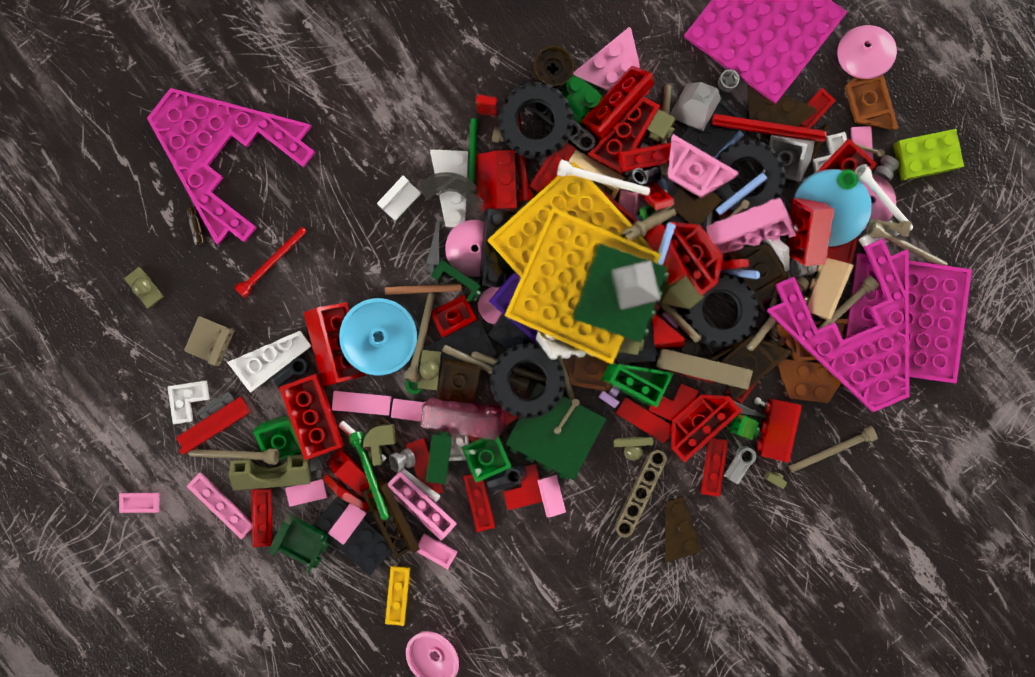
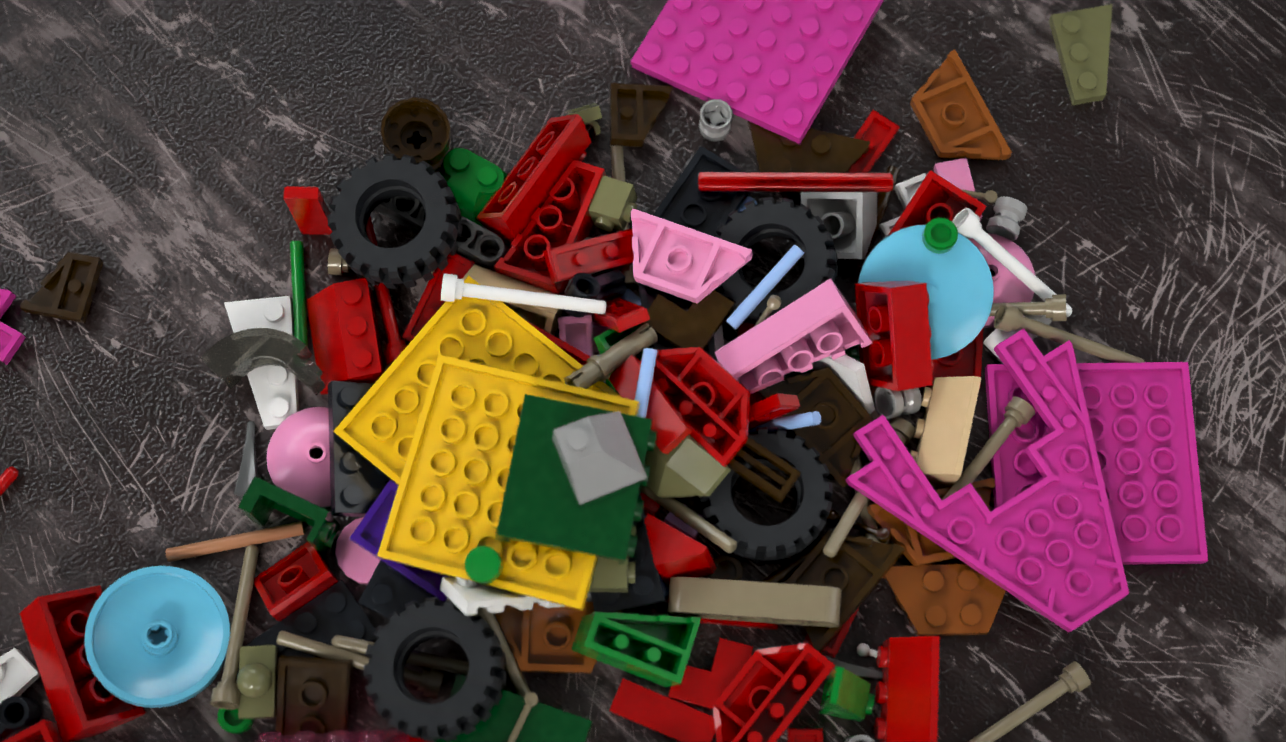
camera: 15 degrees left, 15 degrees down
(341, 128) = (68, 289): none -> dark brown wing
(399, 198) = (176, 391): white panel -> none
(562, 331) = (483, 564): none -> green tile
(609, 398) = (594, 683): lavender tile -> none
(611, 62) = (514, 120): bright pink wing -> none
(652, 65) = (589, 114): none -> olive tile
(681, 68) = (635, 111): none -> dark brown wing
(696, 105) = (669, 163): light grey slope -> none
(733, 309) = (786, 485): none -> dark brown tile
(866, 61) = (934, 55): bright pink dish -> none
(928, 154) = (1071, 187): lime brick -> none
(954, 68) = (1083, 51): none -> olive wing

